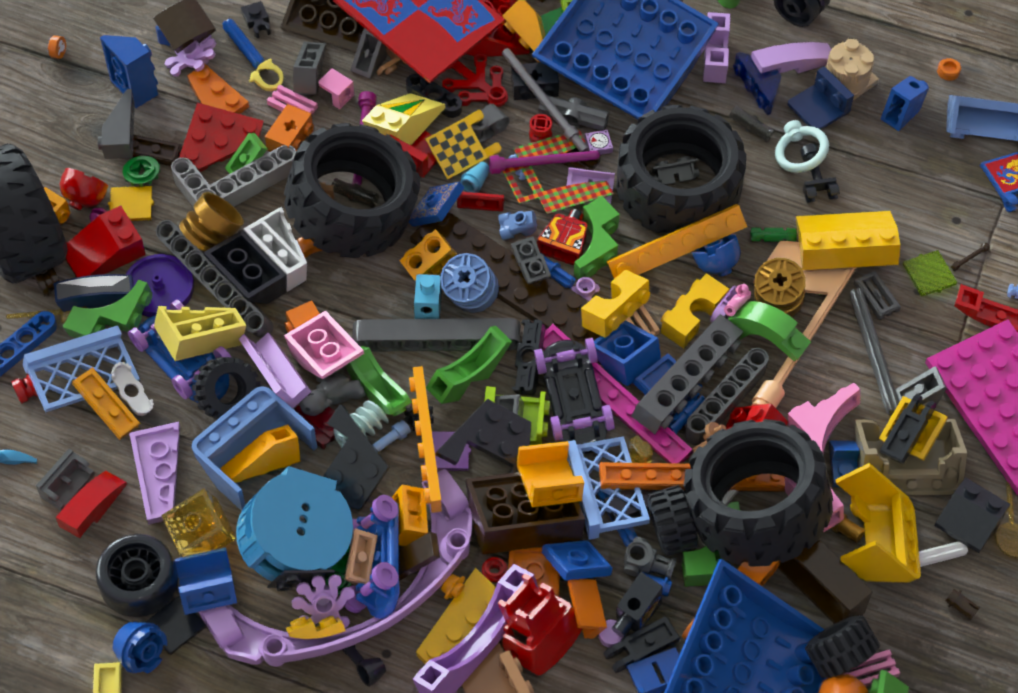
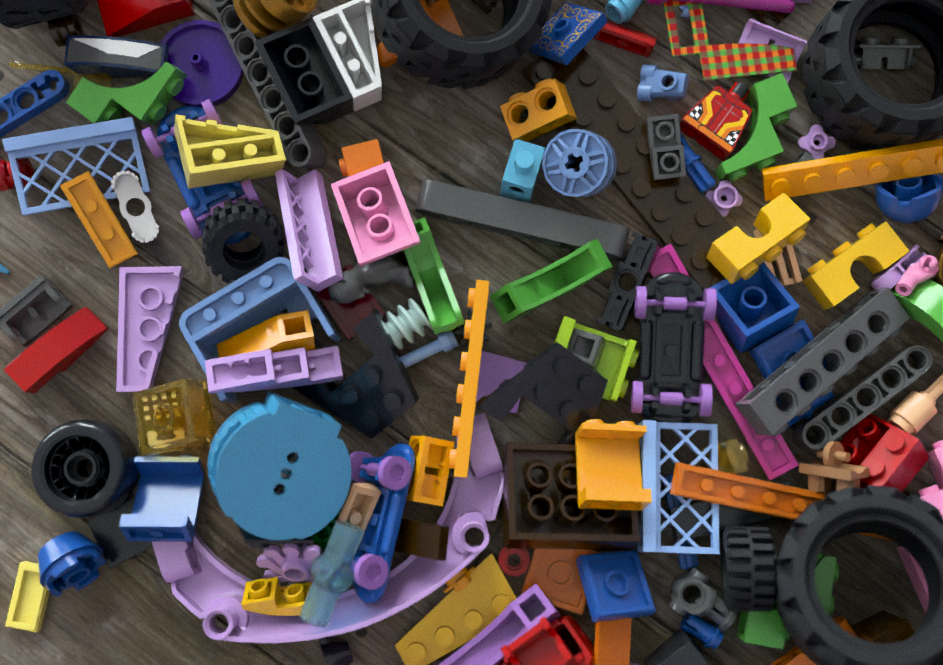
camera: 20 degrees right, 25 degrees up
(263, 466) = (273, 370): none -> lavender slope
(354, 589) = (331, 573): none -> clear light blue piece
(641, 232) = (807, 144): none -> lavender plate

